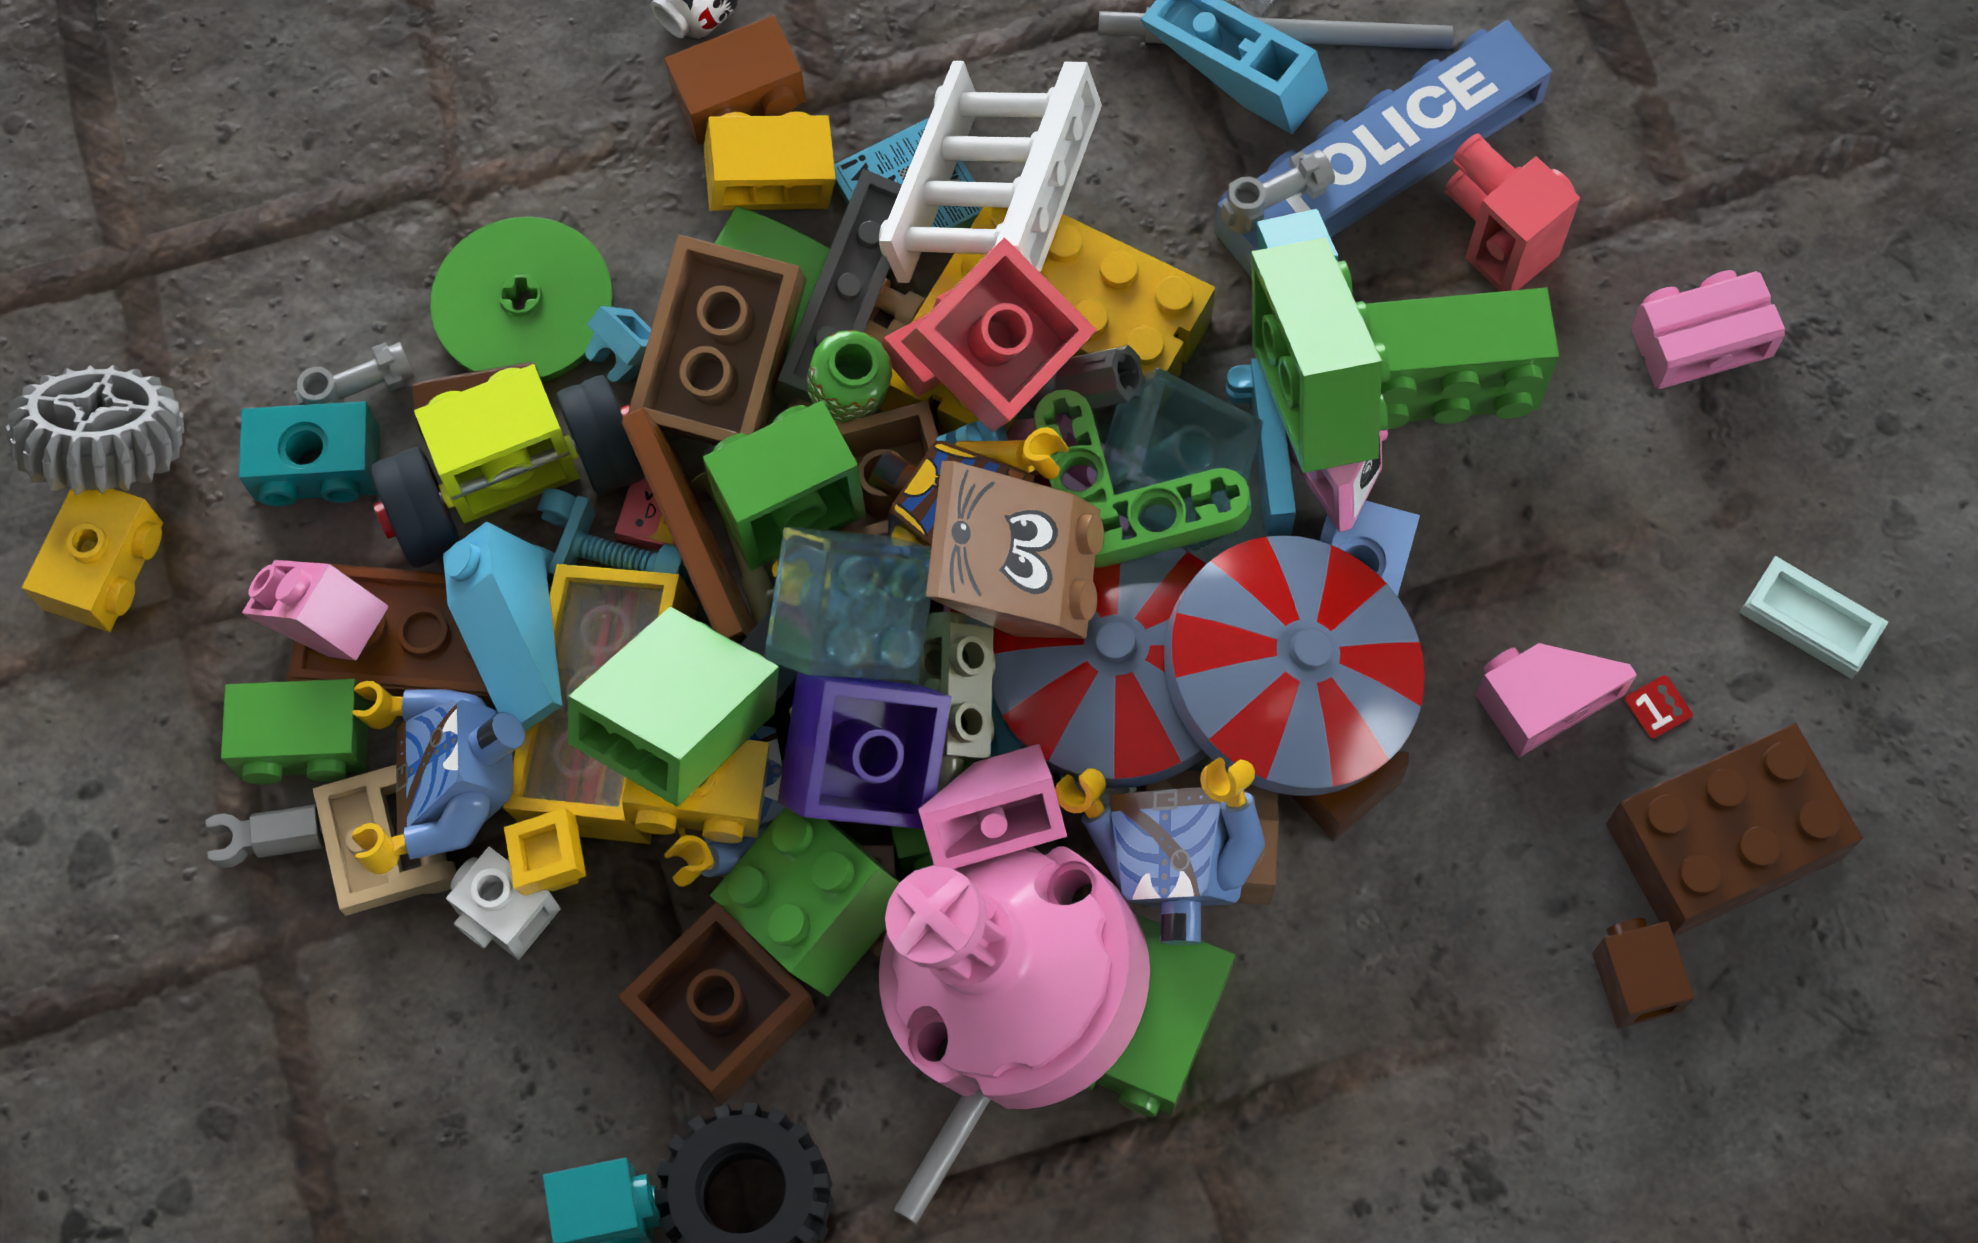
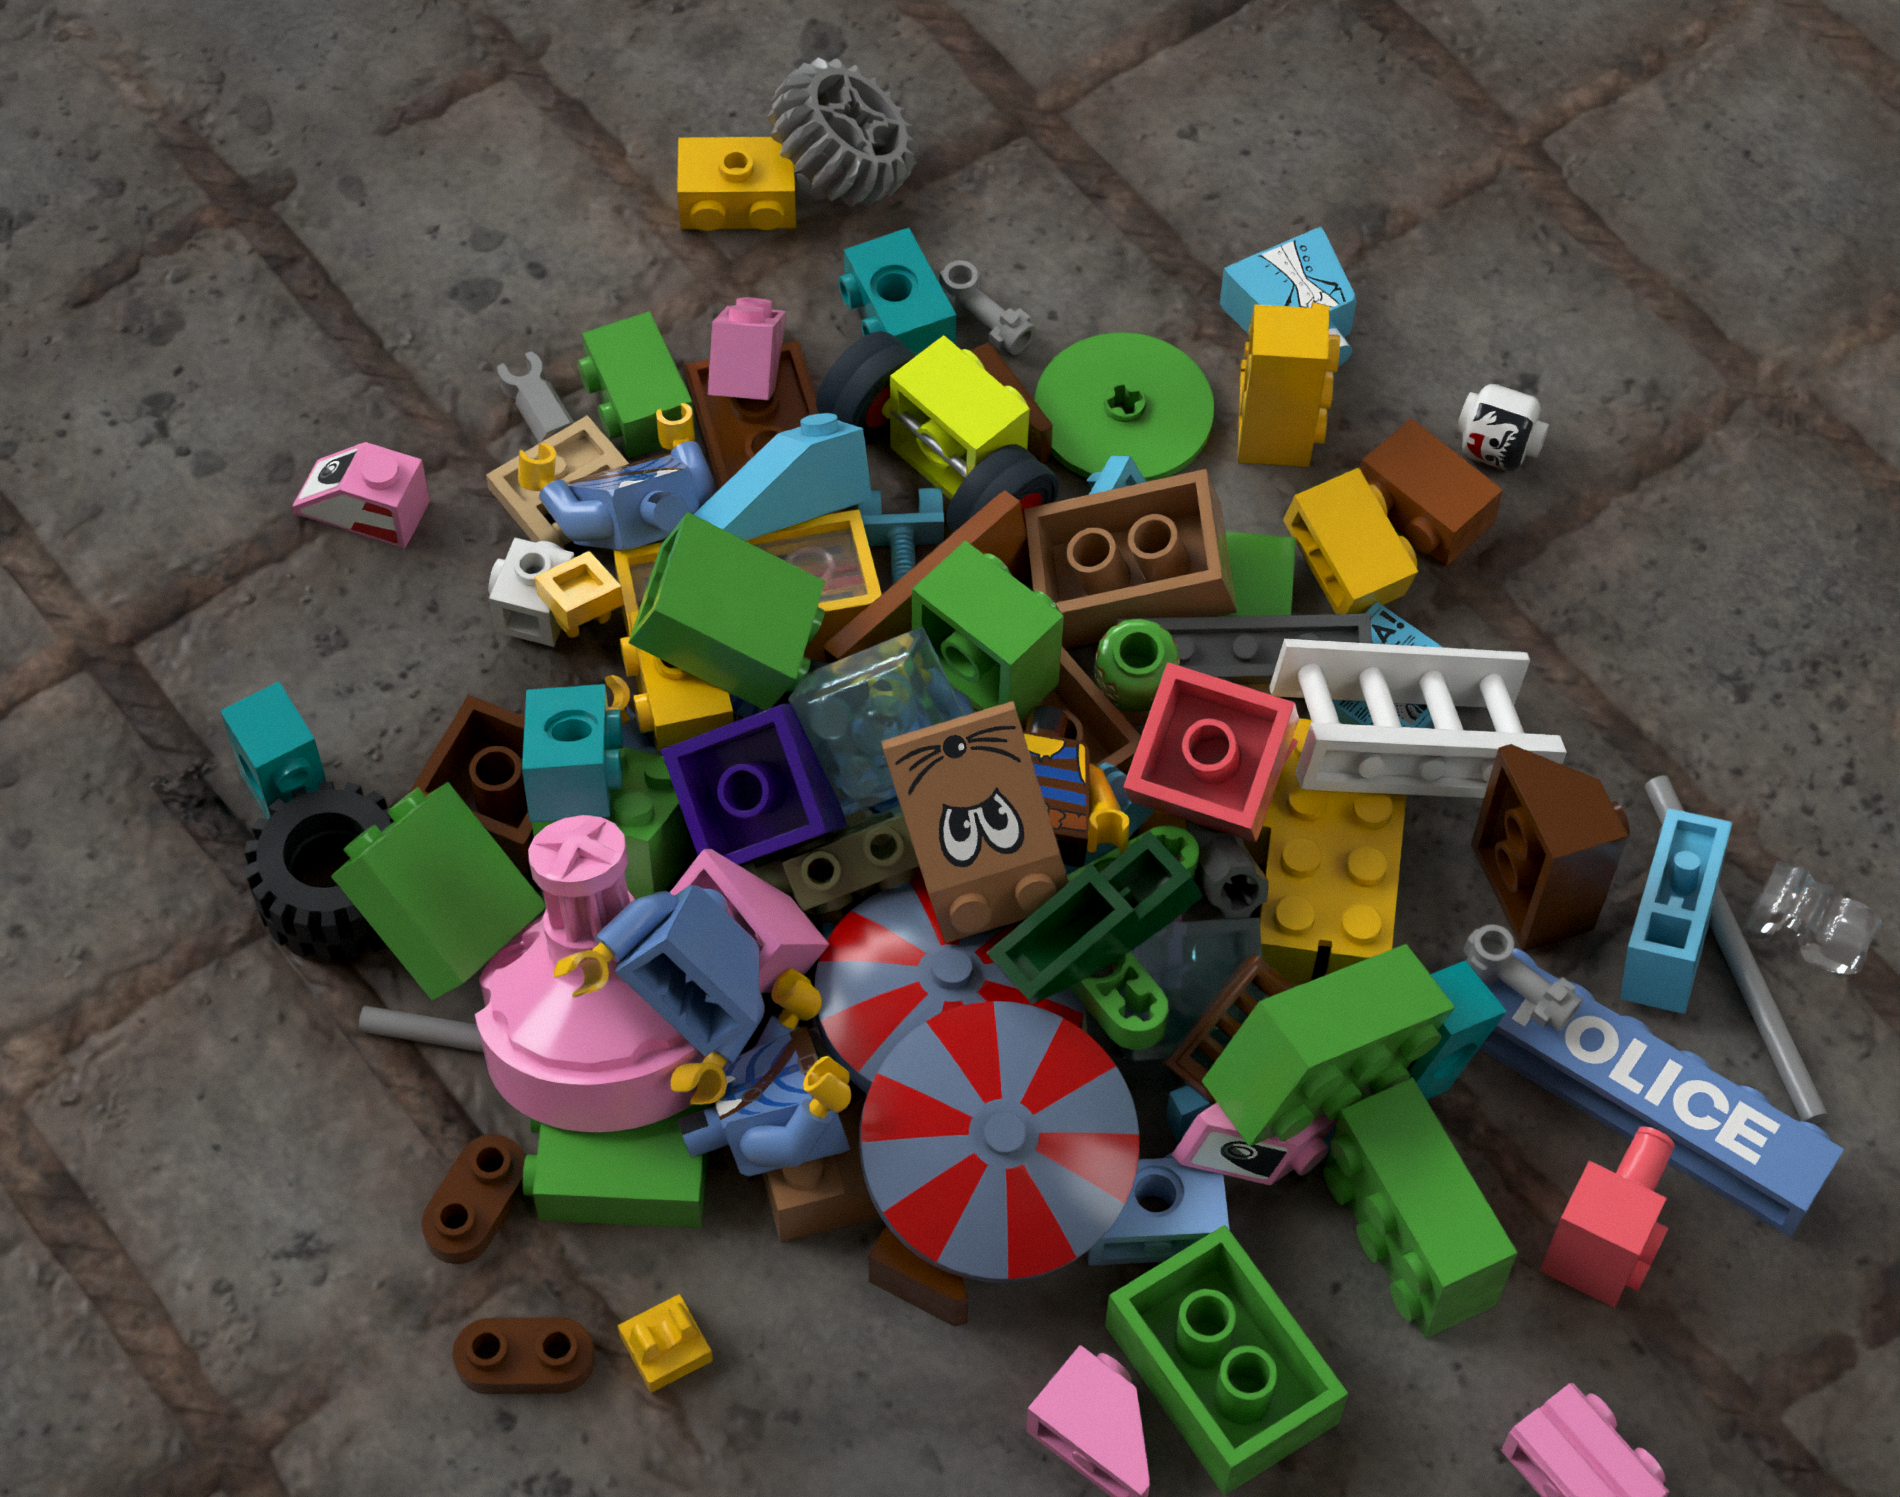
camera: 65 degrees right, 10 degrees down
(299, 1041) = (367, 493): none -> bright pink slope
(478, 108) = (1292, 275): none -> medium azure torso
(587, 145) = (1286, 385): none -> yellow wedge
(781, 929) = (570, 752): none -> teal brick
(831, 1090) = (437, 889): none -> bright green brick
(1059, 865) = (691, 969): none -> medium blue torso
(1132, 496) = (1096, 920): none -> dark green slope
(1134, 1165) = (478, 1195): none -> reddish brown plate
(1160, 118) = (1547, 845): none -> reddish brown slope
(1257, 405) = (1250, 970): none -> reddish brown slope
(1311, 1167) = (522, 1360): none -> reddish brown plate
(1339, 1037) = (665, 1343): none -> yellow tile
(1530, 564) = (1225, 1359): none -> bright green brick

